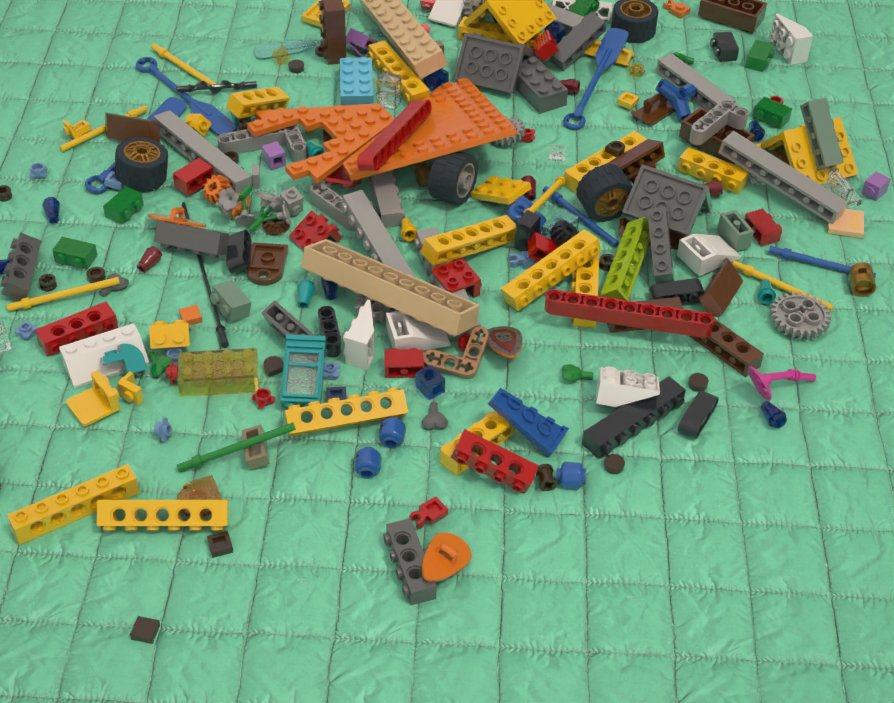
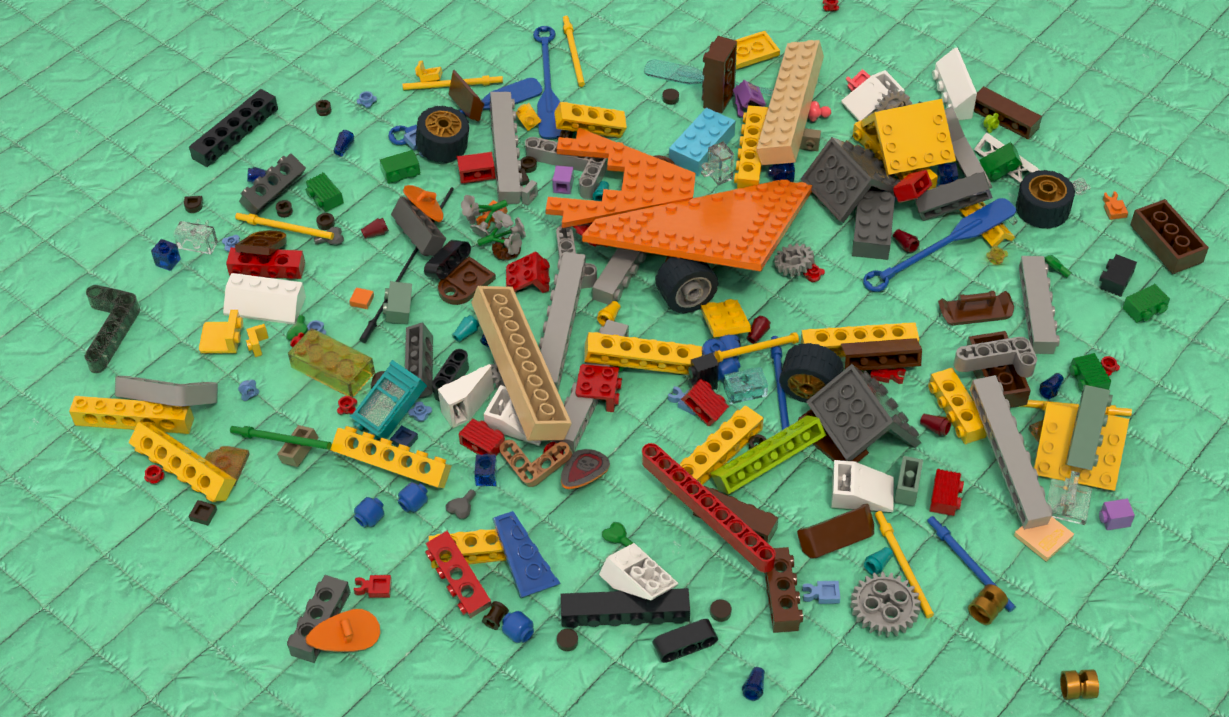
camera: 40 degrees right, 5 degrees up
(61, 312) = (262, 242): none -> reddish brown tile
(87, 469) = (166, 392): none -> light grey beam
(130, 355) = (275, 311): teal brick -> none
(142, 535) = (151, 471): none -> red plate
(145, 629) = (92, 548): dark brown tile -> none
(169, 335) = (323, 306): yellow bracket -> none
(214, 186) = (483, 189): orange gear -> none
(216, 87) = (577, 87): black piece -> none
(286, 56) = (669, 78): clear yellow plate -> none
(293, 200) = (532, 233): light grey bracket -> none
(394, 135) = (657, 214): red beam -> none
(550, 270) = (686, 423): yellow brick -> none
(558, 153) = (823, 307): clear plate -> none
(562, 232) = (729, 396): black gear -> none
(615, 148) = (873, 331): dark brown tile -> none
(628, 100) = (951, 285): yellow plate -> none
(660, 245) = (808, 455): dark grey brick -> none
(677, 97) = (1008, 307): blue piece -> none
(687, 290) = (790, 512): black beam -> none
(754, 329) = (825, 591): none -> medium blue plate
(763, 381) = (772, 646): dark pink dish -> none
(791, 39) = (1195, 304): white slope -> none

